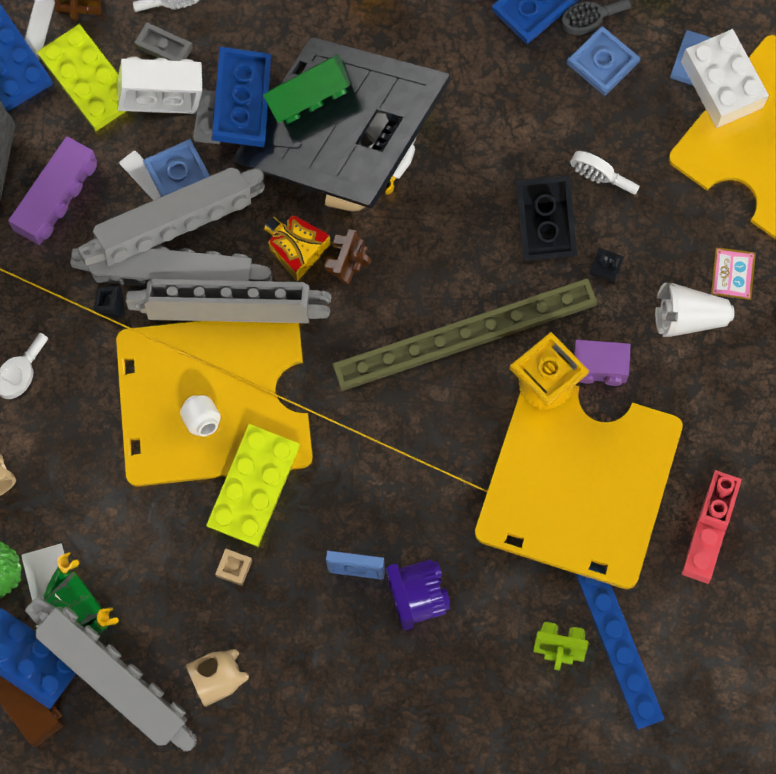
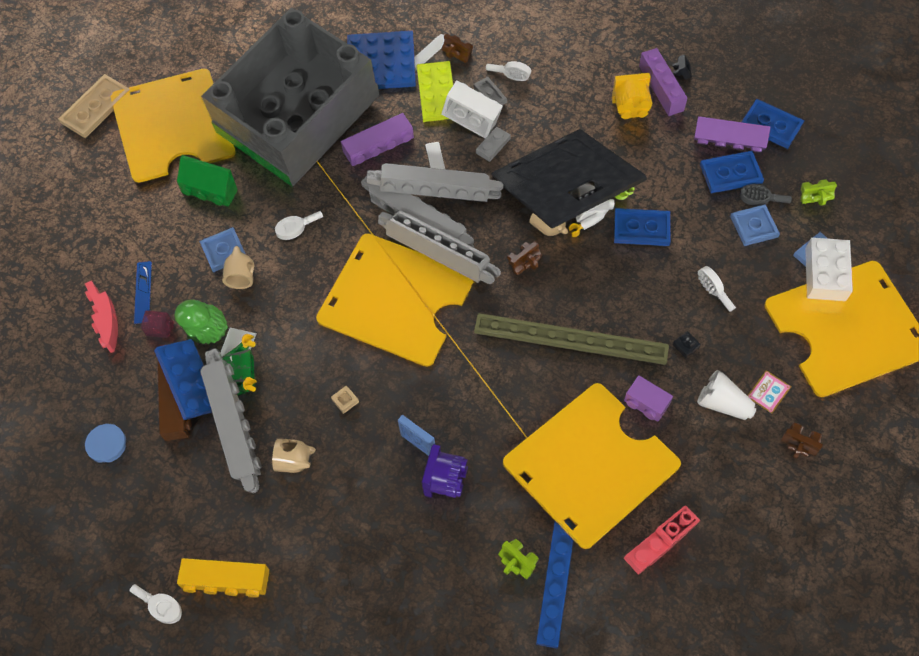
camera: 30 degrees right, 10 degrees down
(109, 301) = (370, 214): black slope -> none
(176, 168) = (455, 159): medium blue tile -> none
(200, 415) = (380, 301): white head -> none
(239, 97) = (516, 139): blue plate -> none
(253, 485) = (386, 359): neon yellow plate -> none
(296, 244) = (499, 236): torso -> none
(308, 90) = (557, 149): green slope -> none
(468, 136) = (642, 227): none -> blue plate
(546, 217) = (663, 295): black slope -> none
(548, 373) = (607, 385): yellow piece -> none

